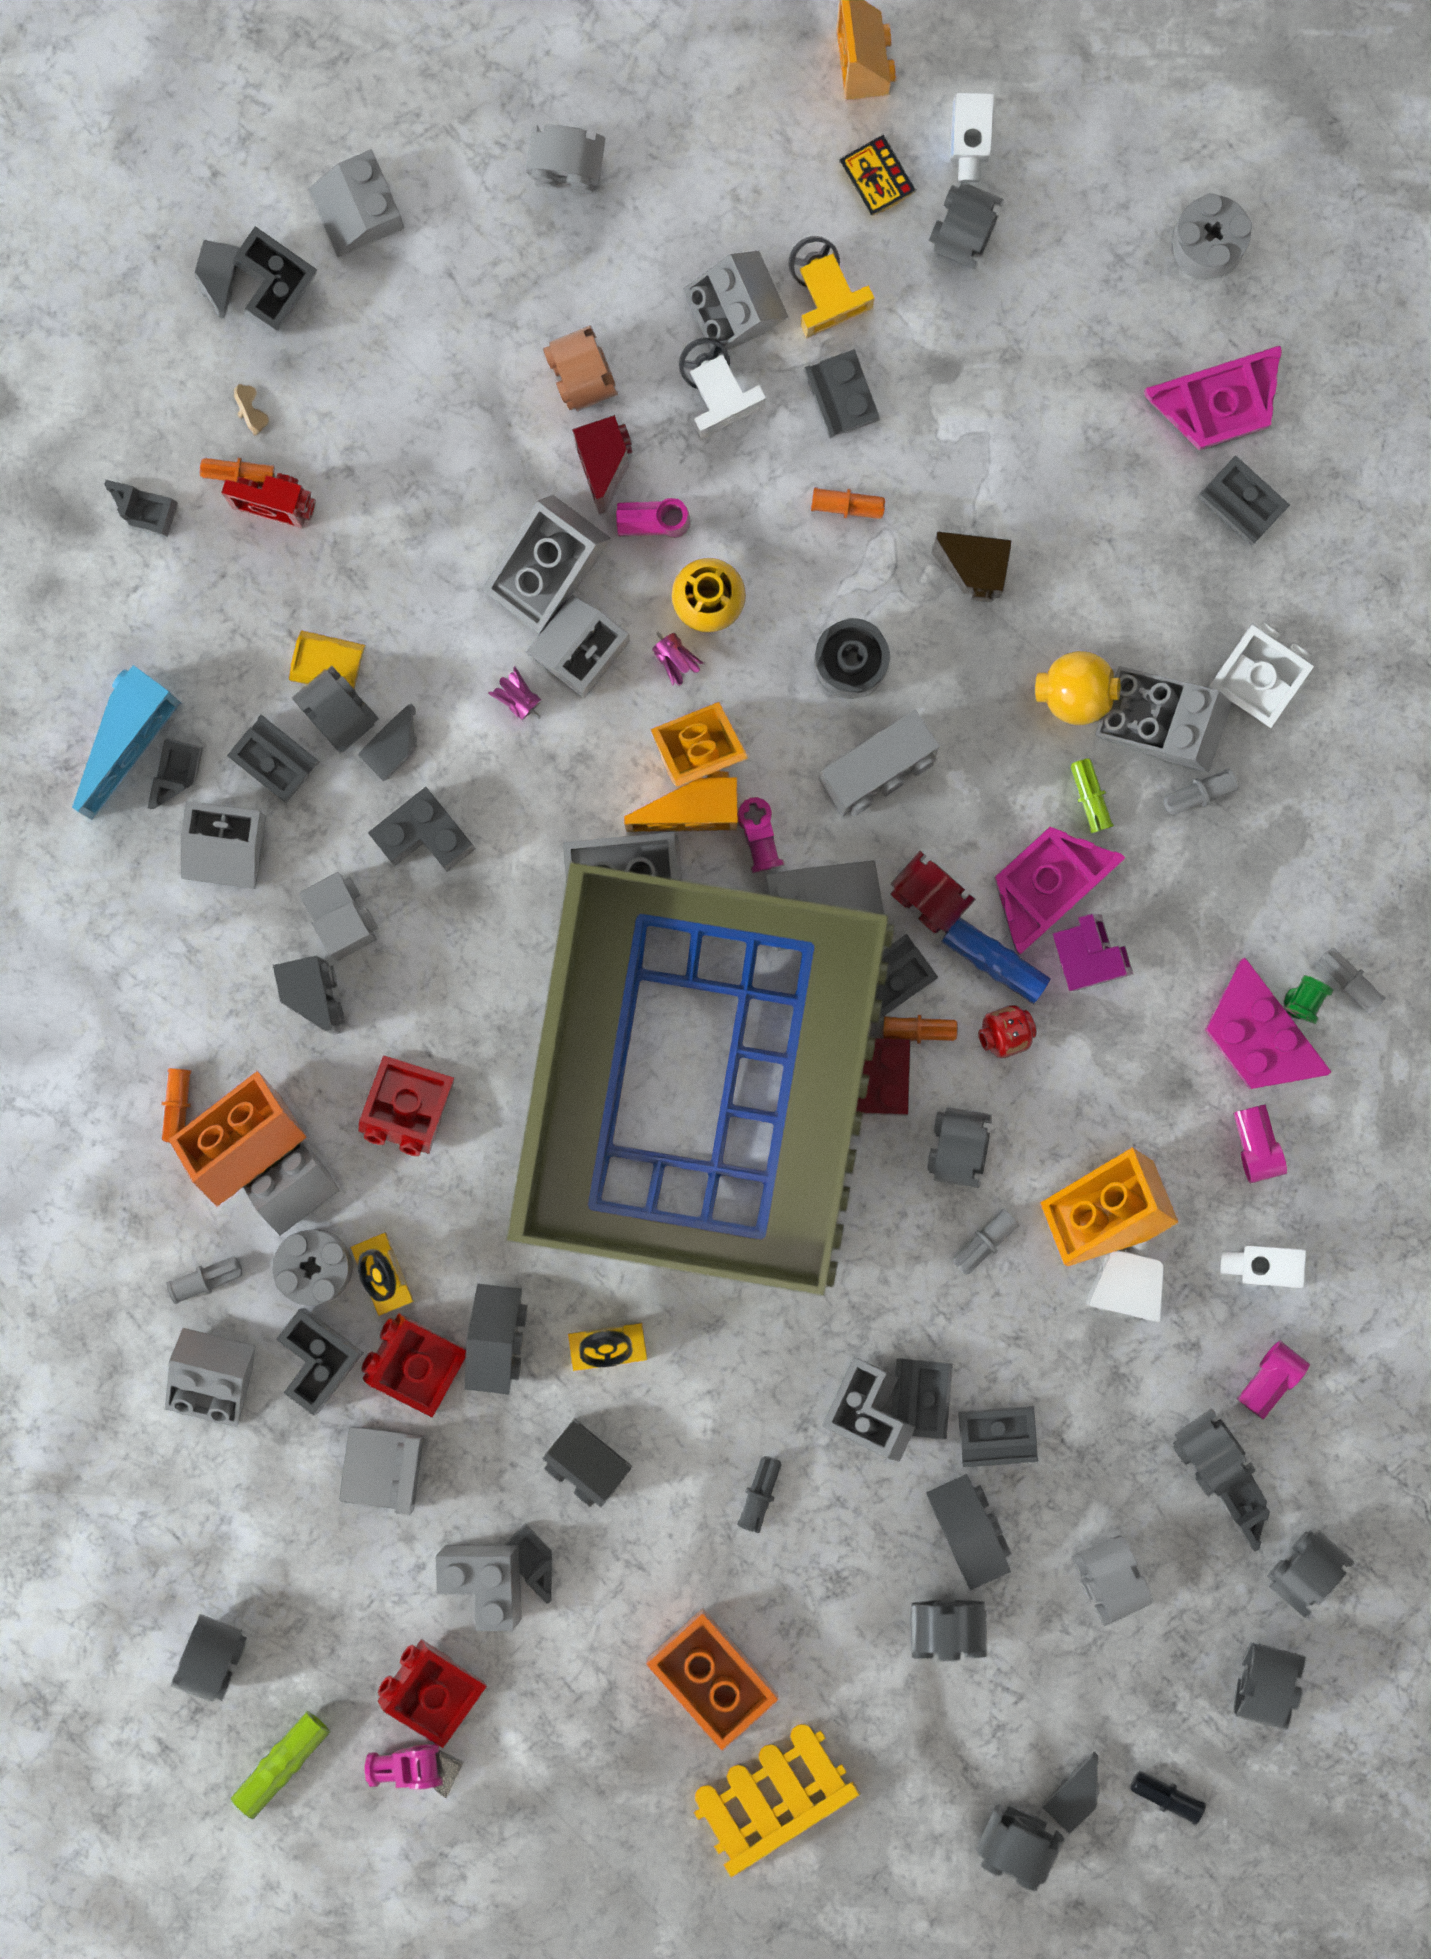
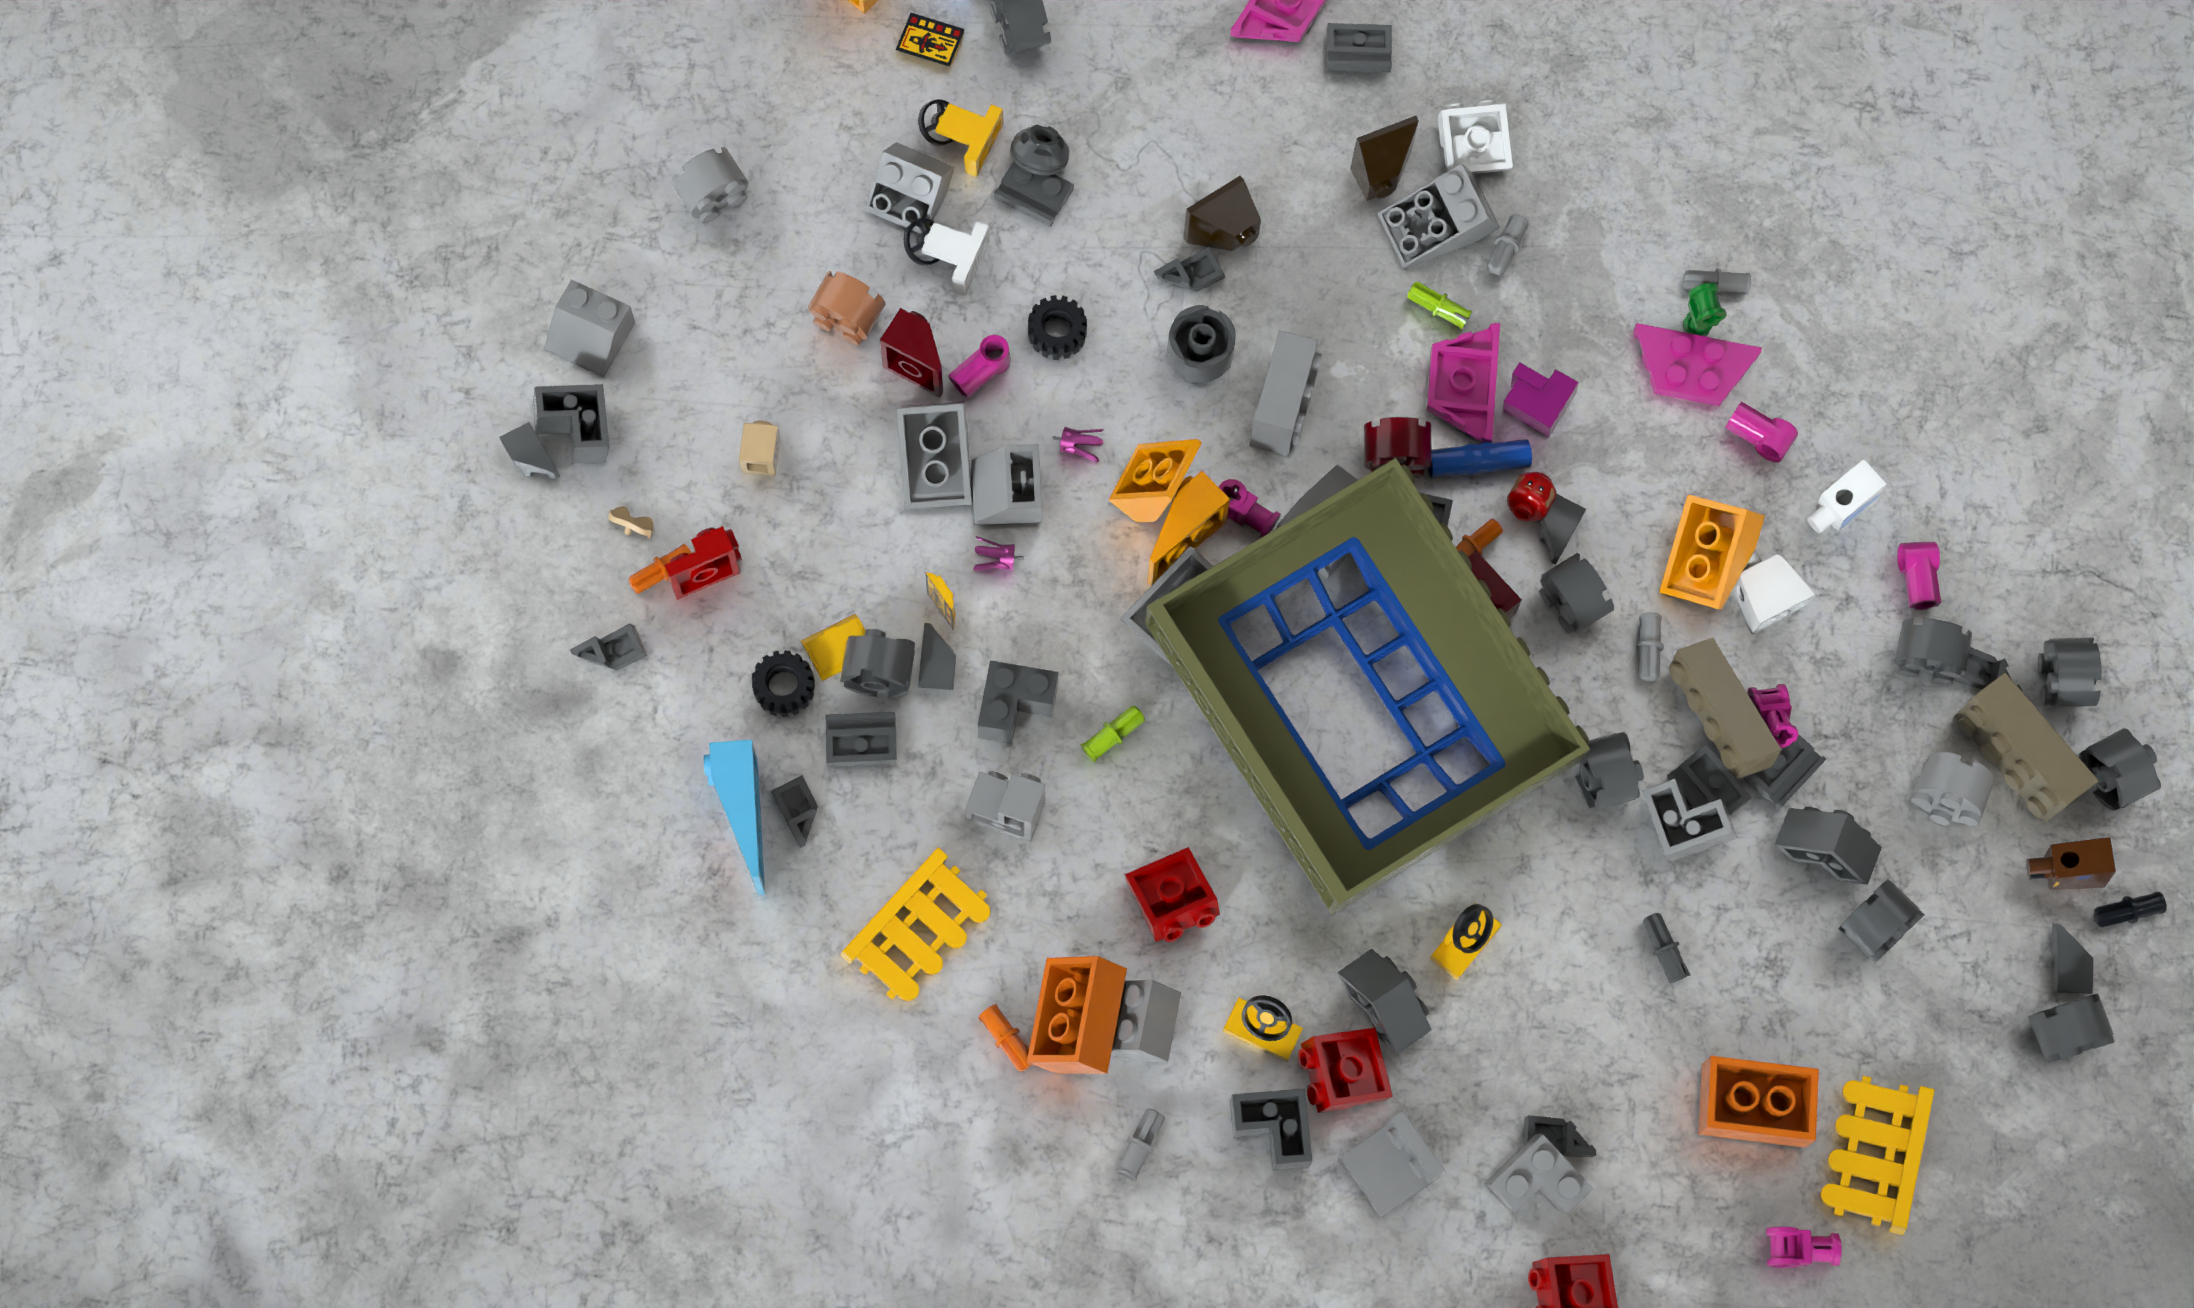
camera: 45 degrees left, 15 degrees down
(165, 947) = (925, 910): none -> yellow fence
(209, 1377) = (1209, 1210): light grey slope -> none
(221, 844) = (878, 825): light grey slope -> none
(247, 634) = (783, 663): none -> black tyre
(293, 1278) = (1218, 1044): light grey brick -> none
(307, 989) = (1035, 871): dark grey slope -> none
(406, 433) = (759, 448): none -> tan brick
(437, 700) = (942, 597): none -> yellow piece
(479, 930) = (1113, 733): none -> lime axle
(586, 1464) = (1530, 1030): dark grey slope -> none
(640, 1815) = (1798, 1248): none -> dark pink connector
(708, 595) = (1067, 379): yellow brick -> none
(748, 514) = (1057, 345): none -> black tyre
(842, 1315) = (1609, 773): none -> dark grey brick
(848, 503) = (1102, 254): orange axle -> none
(865, 368) = (1040, 156): none -> dark grey piece
(910, 585) = (1194, 272): none -> dark grey slope
(989, 1349) = (1724, 708): none -> dark tan brick
(1010, 1075) = (1560, 525): none -> dark grey slope
(1032, 1384) = (1775, 710): none -> dark pink connector
(1078, 688) = (1367, 242): yellow brick -> none
(1162, 625) = (1381, 158): none -> dark brown slope
(1167, 1734) = (2088, 864): none -> reddish brown torso
(1206, 1600) = (2025, 748): none -> dark tan brick

